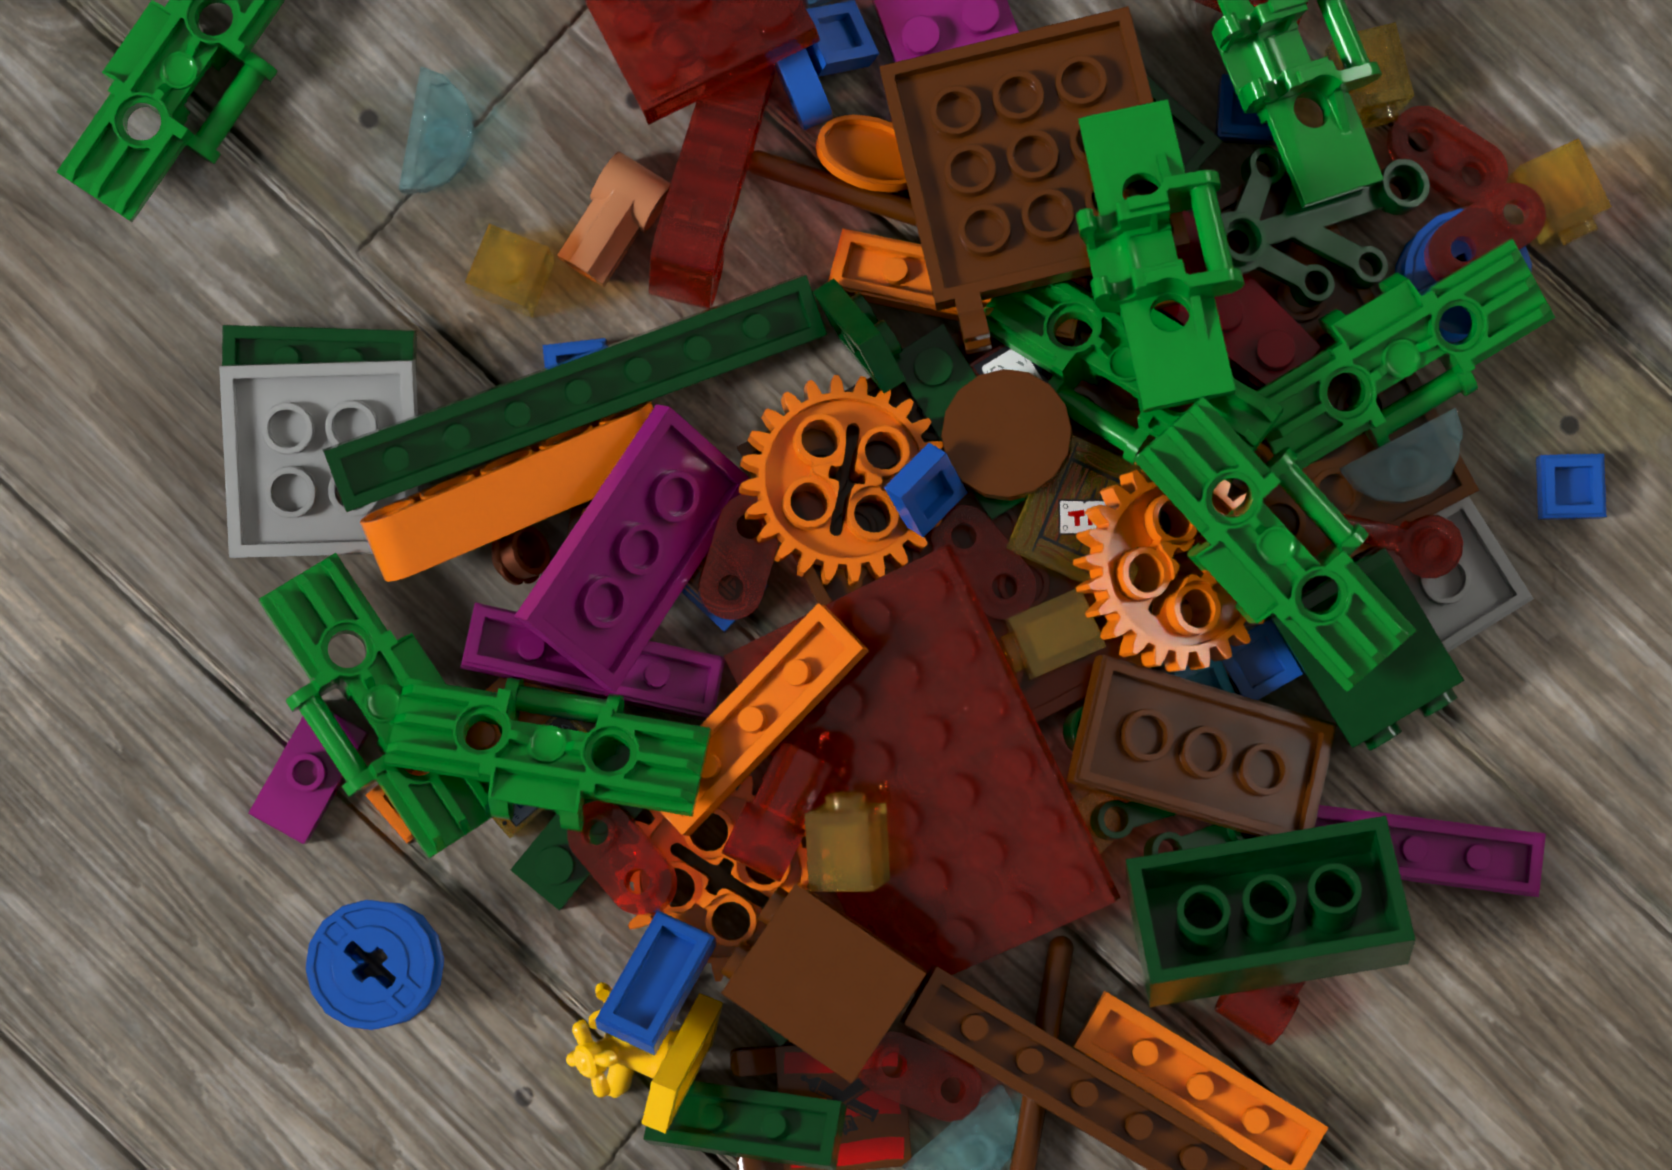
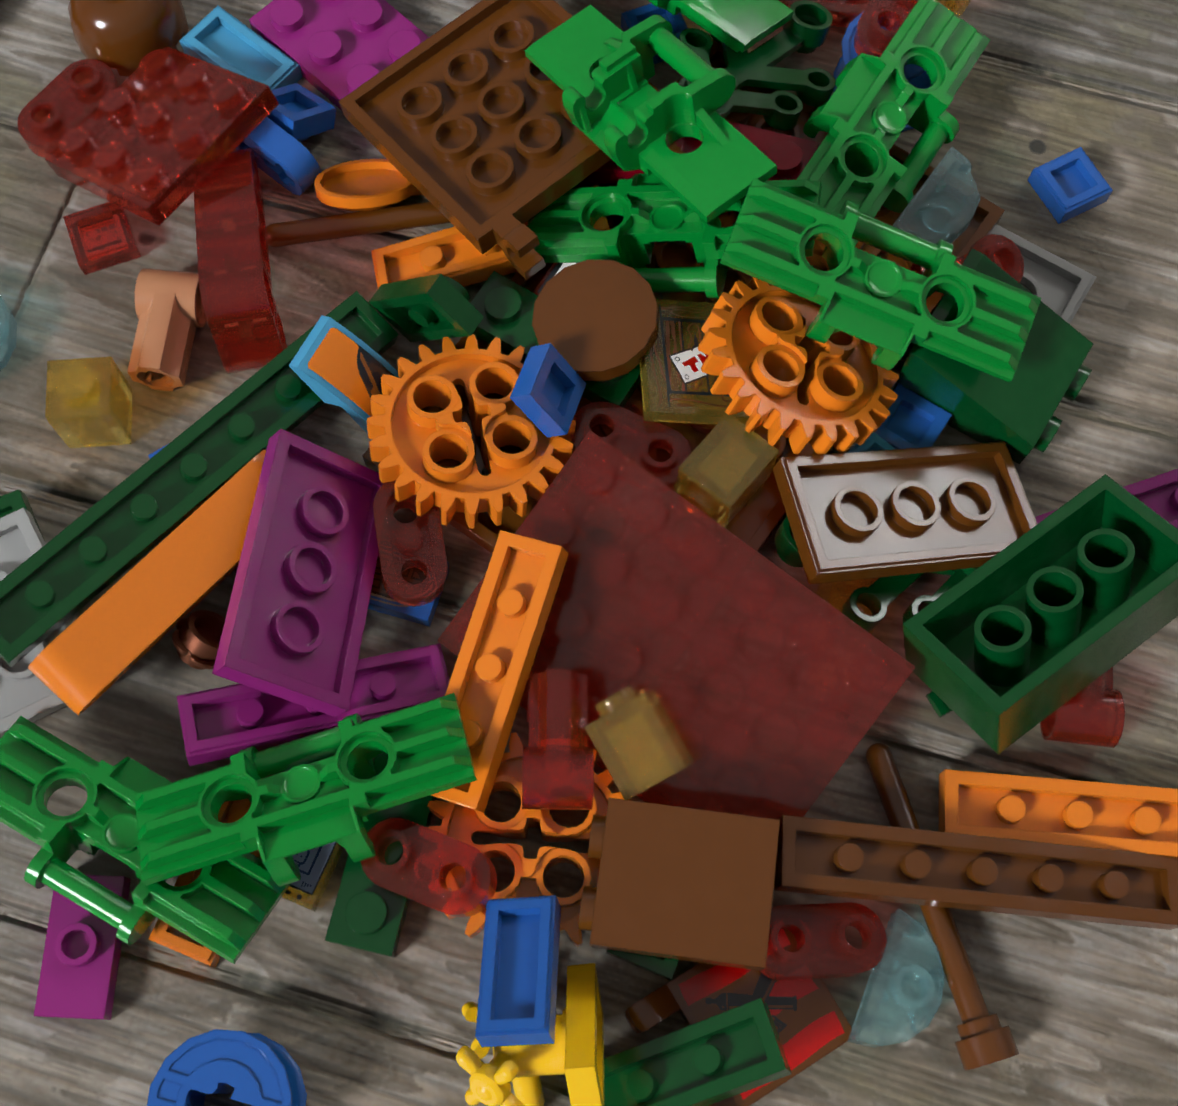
camera: 30 degrees left, 15 degrees down
(590, 84) = (101, 237): none -> clear red tile
(757, 365) = (341, 368): none -> slope

